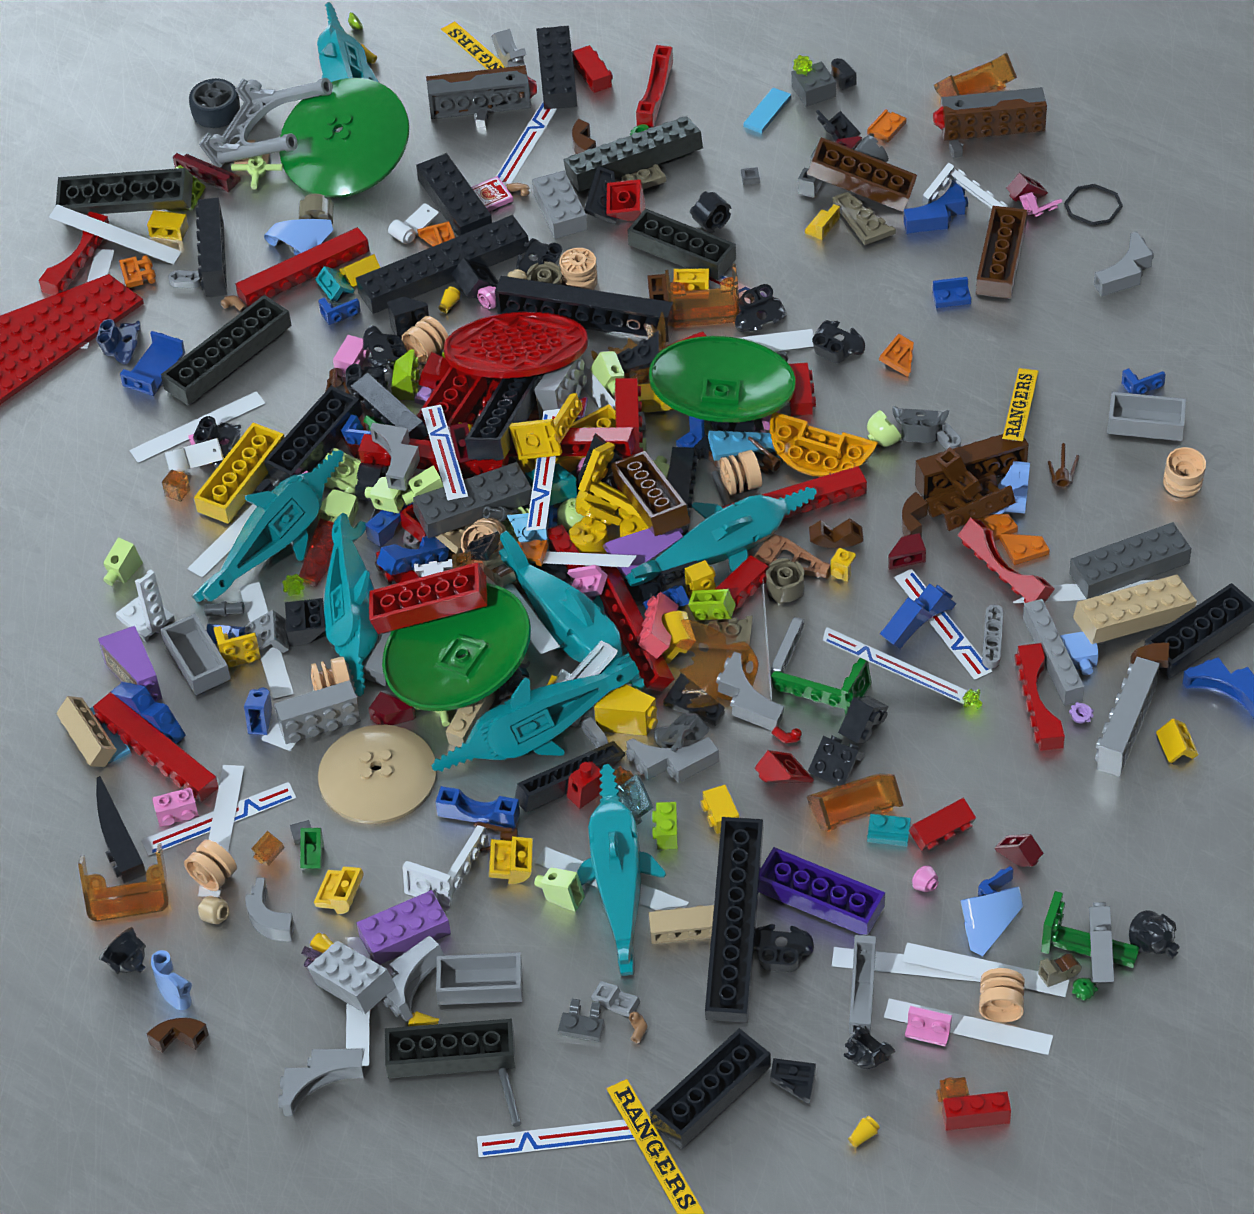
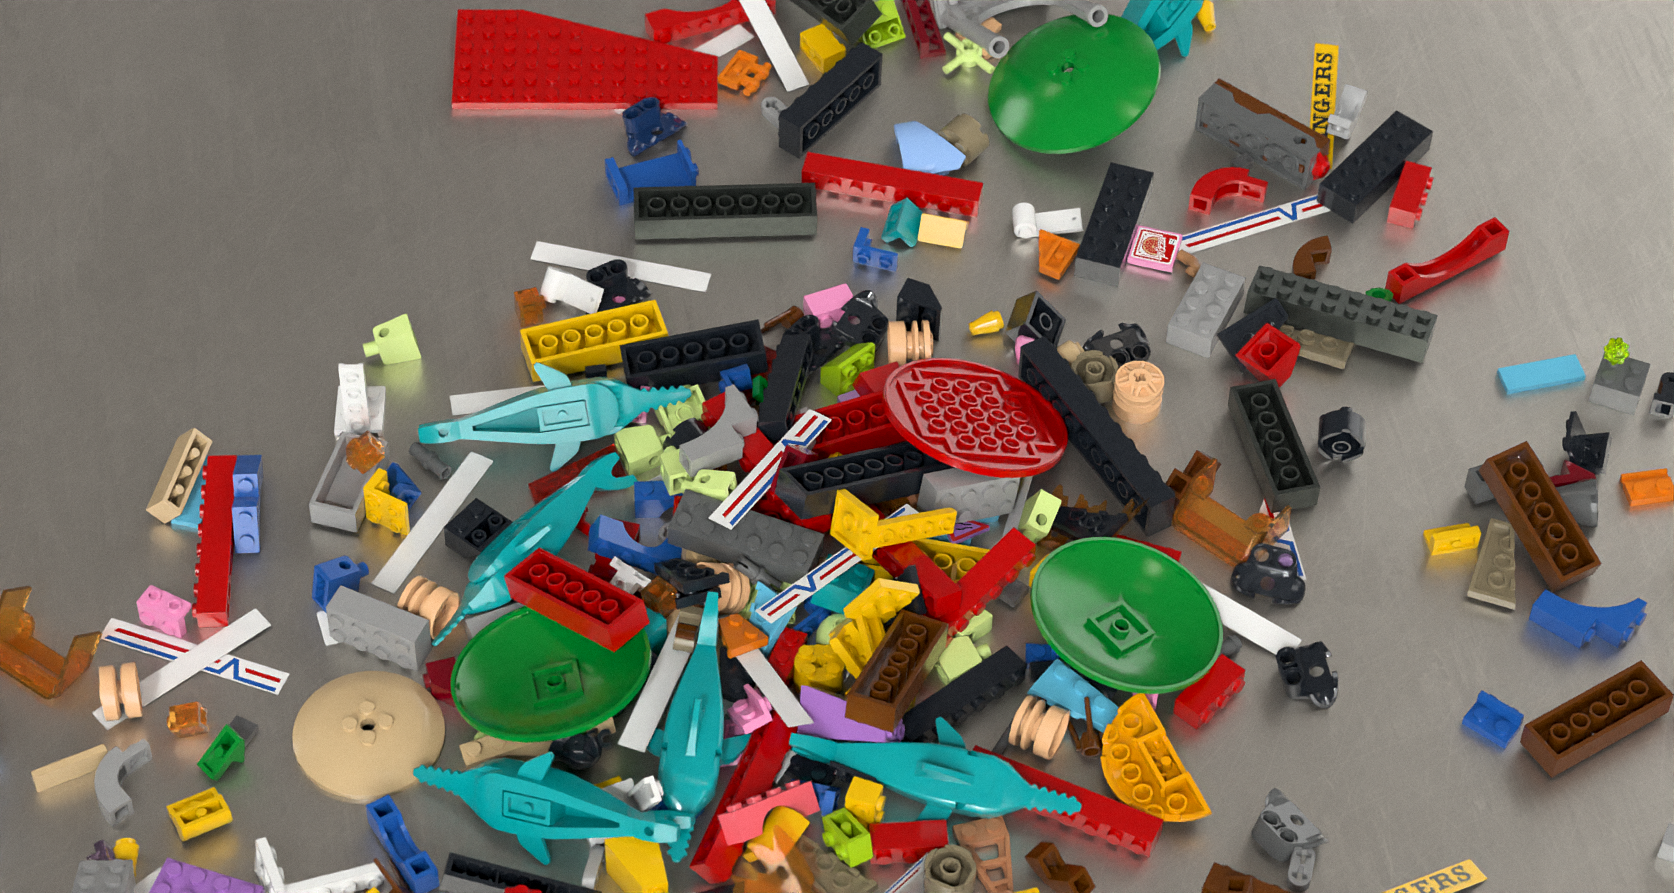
camera: 40 degrees right, 0 degrees up
(118, 841) = (92, 591): black slope -> none
(129, 661) = (288, 445): medium lavender slope -> none
(192, 628) = (364, 452): none -> clear orange brick
(213, 910) = (80, 735): tan head -> none
(229, 930) = (68, 768): none -> tan tile
(233, 301) = (792, 168): medium nougat arm -> none
(269, 630) = (433, 513): light grey bracket -> none
(293, 584) = (512, 488): clear neon green plant -> none
(435, 265) = (1004, 277): black brick -> none
(466, 542) = (687, 577): none -> black wing
(488, 132) = (1224, 183): none -> red arch
(692, 278) = (1237, 492): yellow brick -> none
(750, 176) = (1437, 429): flat silver tile -> none
(882, 430) = (1236, 804): yellowish green cylinder -> none
(899, 355) = (1356, 740): orange wing -> none
(959, 177) = (1618, 591): white bracket -> none

